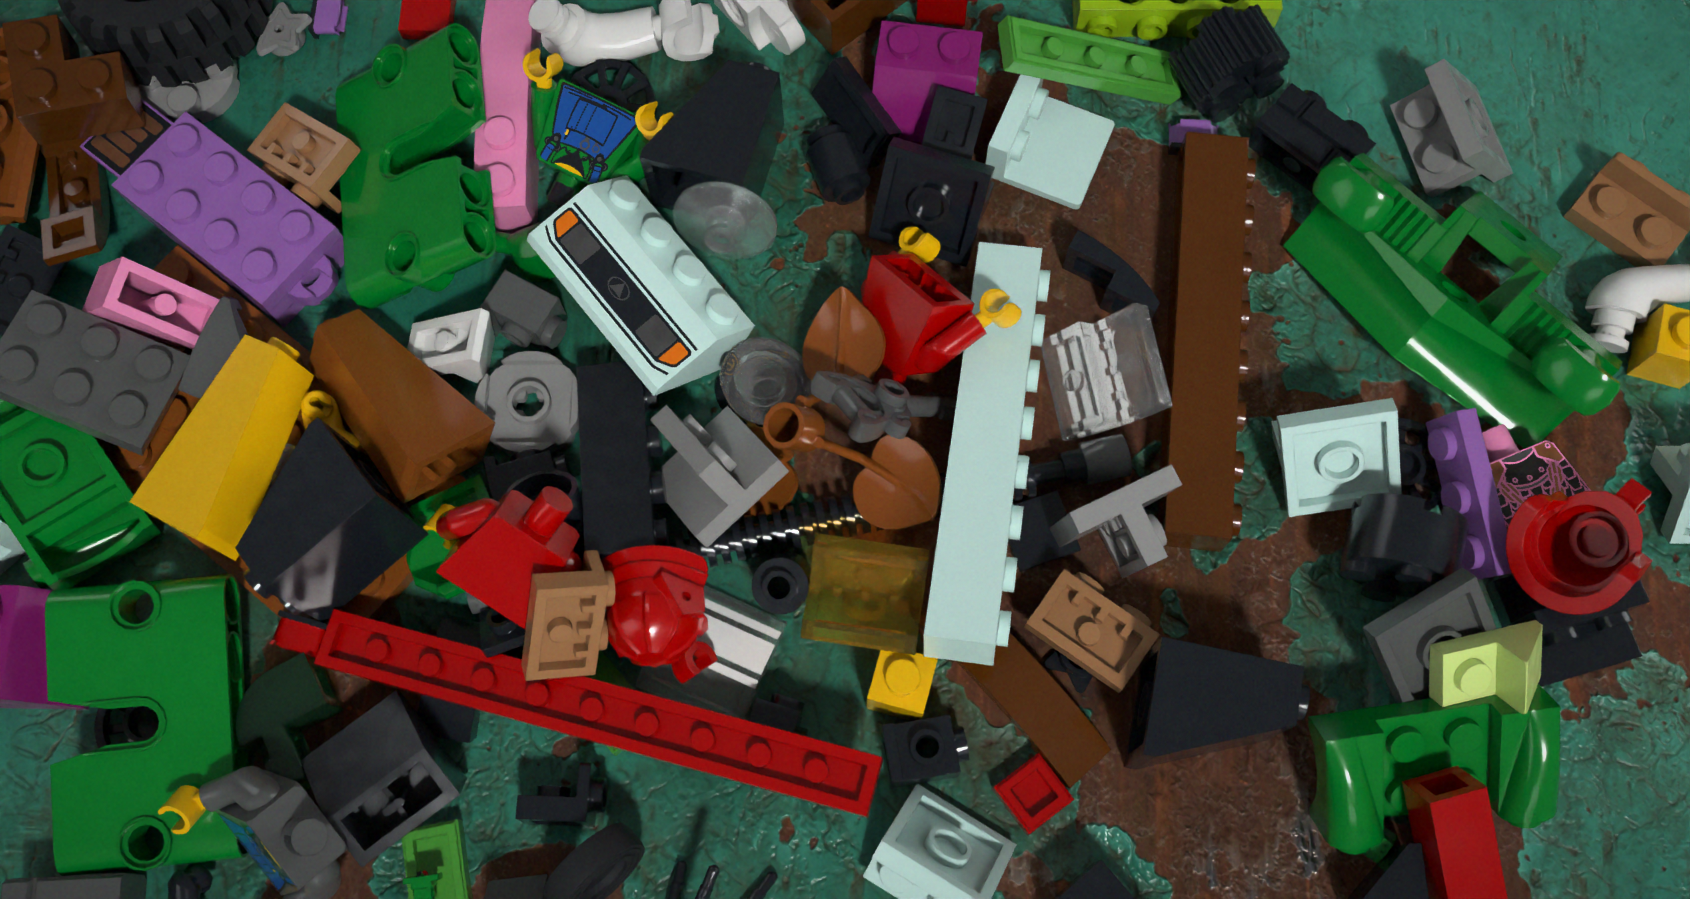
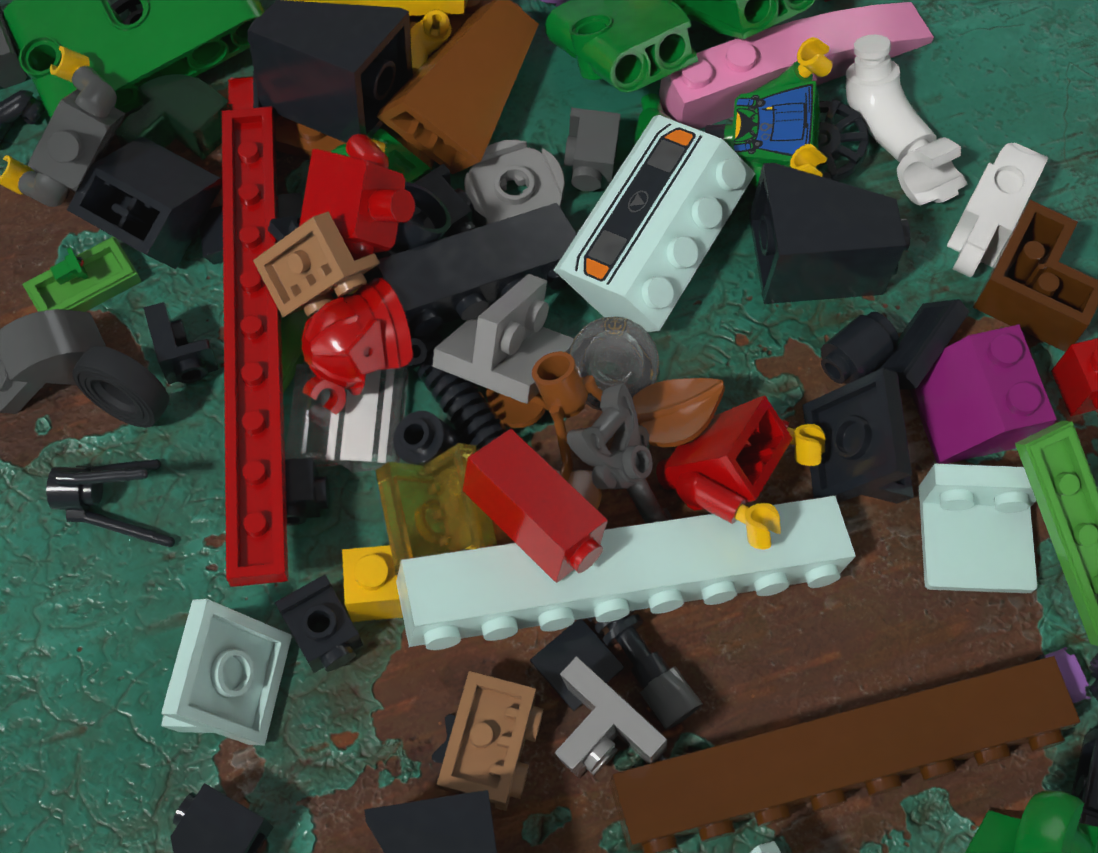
camera: 65 degrees right, 5 degrees down
(455, 344) = (540, 111): white slope -> none
(725, 220) = (749, 268): clear dish -> none
(917, 493) = (535, 506): none -> red brick
(954, 122) = (944, 431): black bracket -> none
(1033, 794) = (318, 745): red tile -> none
(1039, 710) = (398, 718): reddish brown slope -> none
(1105, 373) = (759, 668): clear slope -> none
(1109, 271) = (856, 651): black slope -> none

